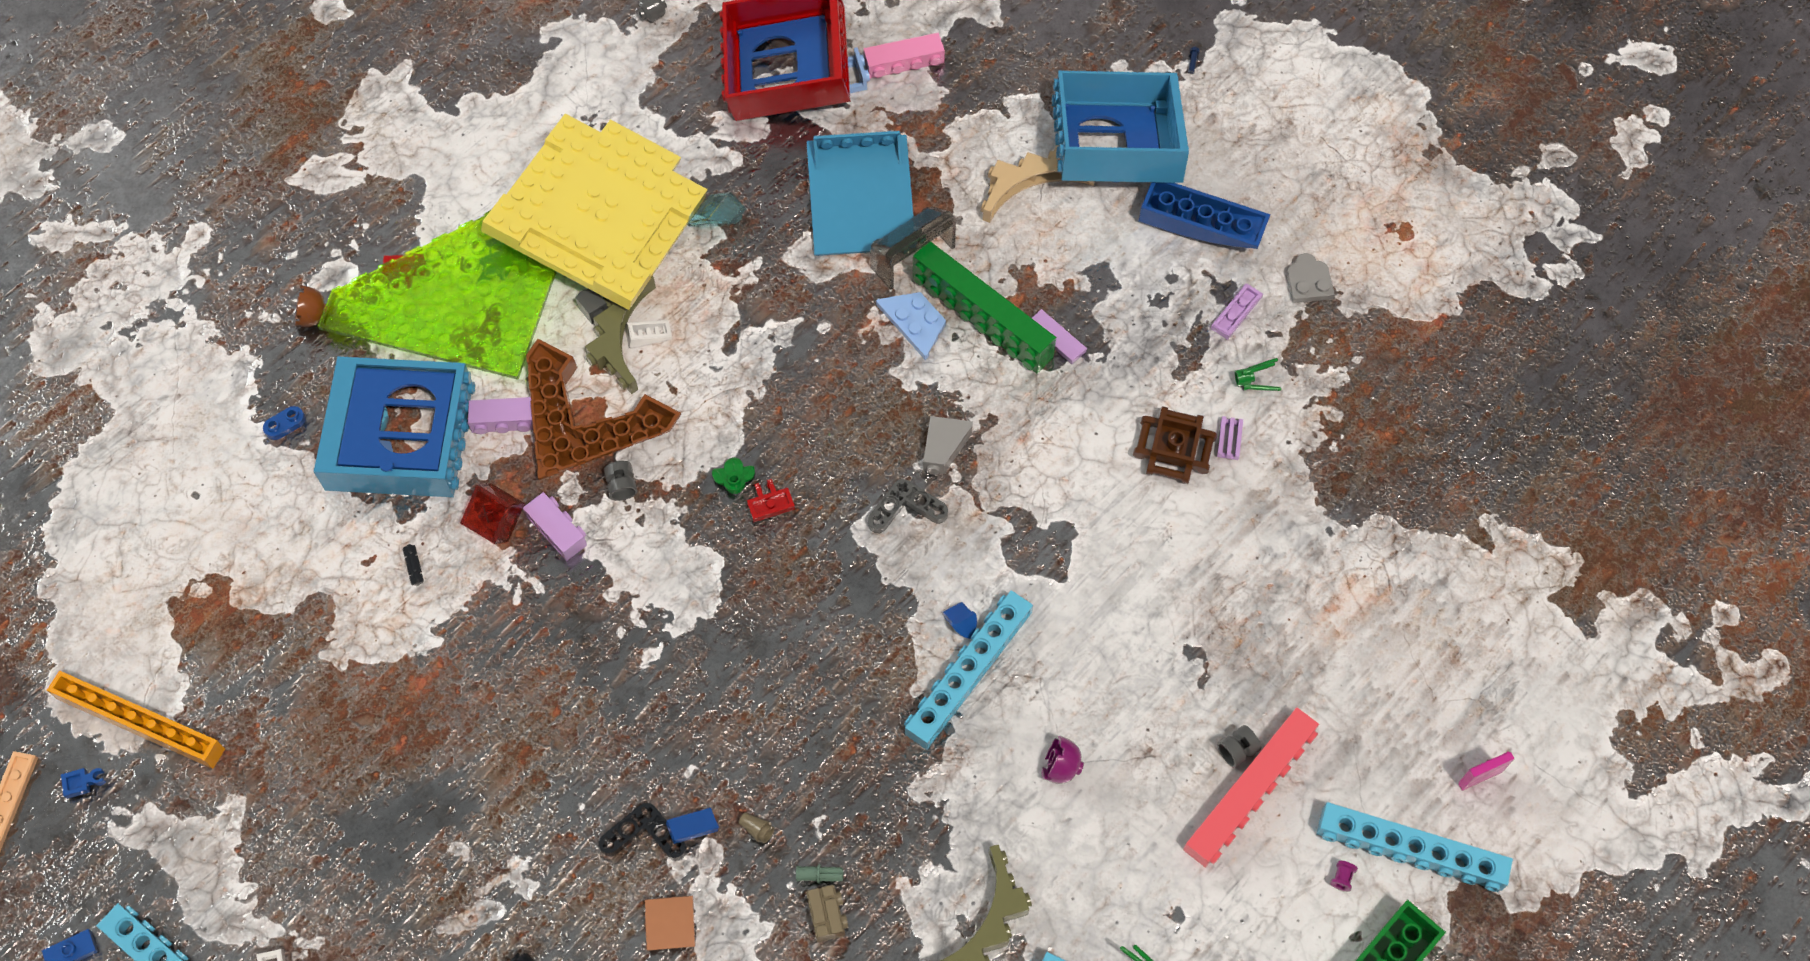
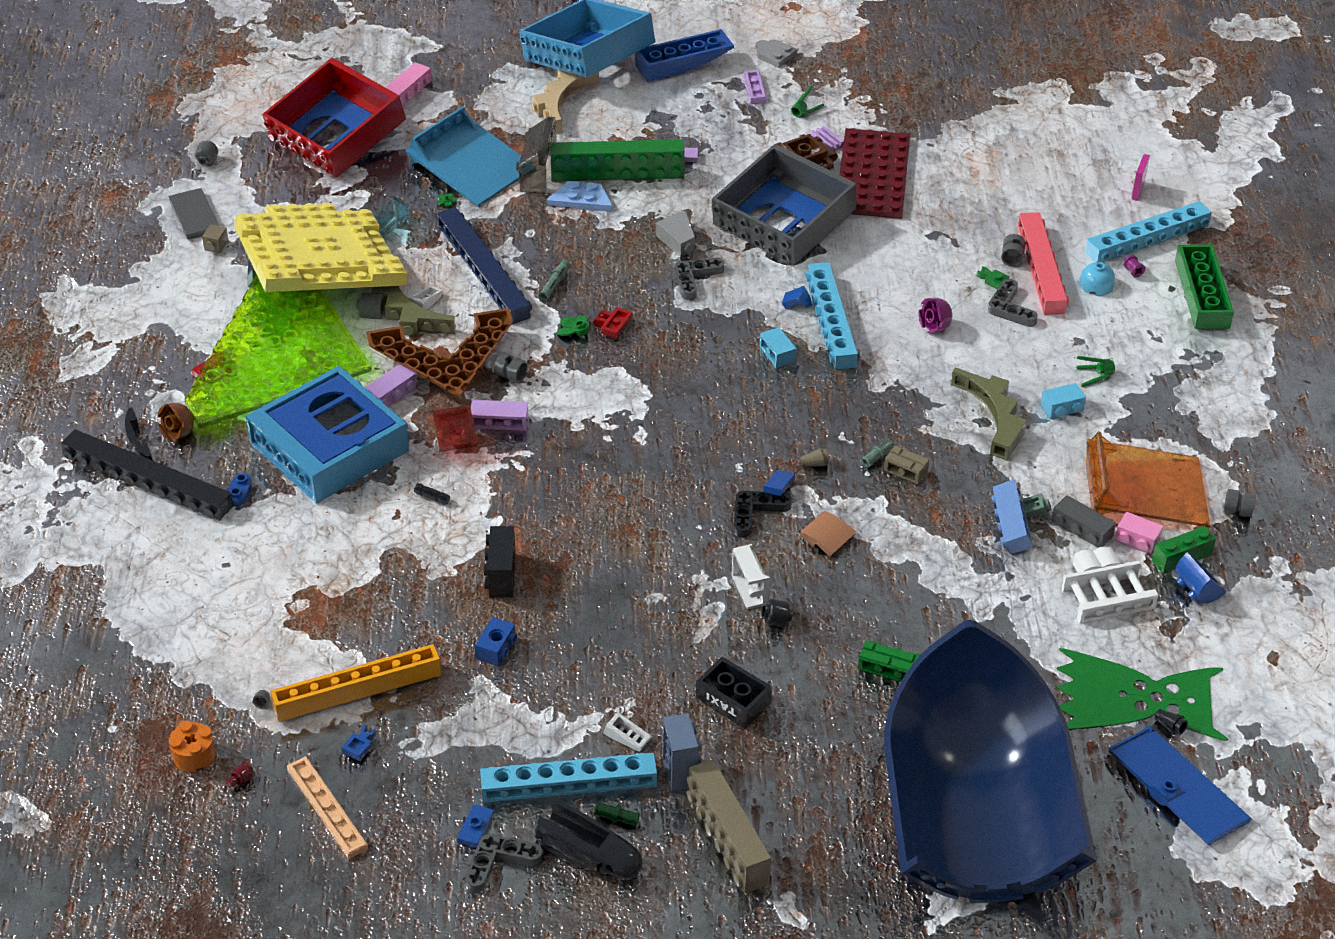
camera: 45 degrees left, 20 degrees down
(69, 664) = (261, 699): none -> dark grey hinge
(232, 347) = (147, 474): none -> black brick
(269, 774) = (495, 641): none -> blue brick
(277, 279) = (132, 428): none -> black slope
(368, 697) = (501, 562): none -> black brick
(536, 910) = (750, 577): none -> white window
(551, 115) = (215, 238): none -> dark tan brick
(574, 71) = (193, 212): none -> dark grey tile
(733, 336) = (483, 264): none -> dark blue brick
(794, 225) = (446, 200): none -> green plant
(798, 397) = (547, 290): none -> sand green pin
(874, 664) = (778, 347): none -> medium azure brick
(1099, 531) = (788, 184): none -> dark grey door
(1155, 801) = (1001, 306): none -> dark grey beam
(1184, 763) = (992, 278): none -> green plate
(1224, 521) = (879, 169): none -> dark red plate
(1285, 858) = (1097, 278): none -> medium azure cylinder

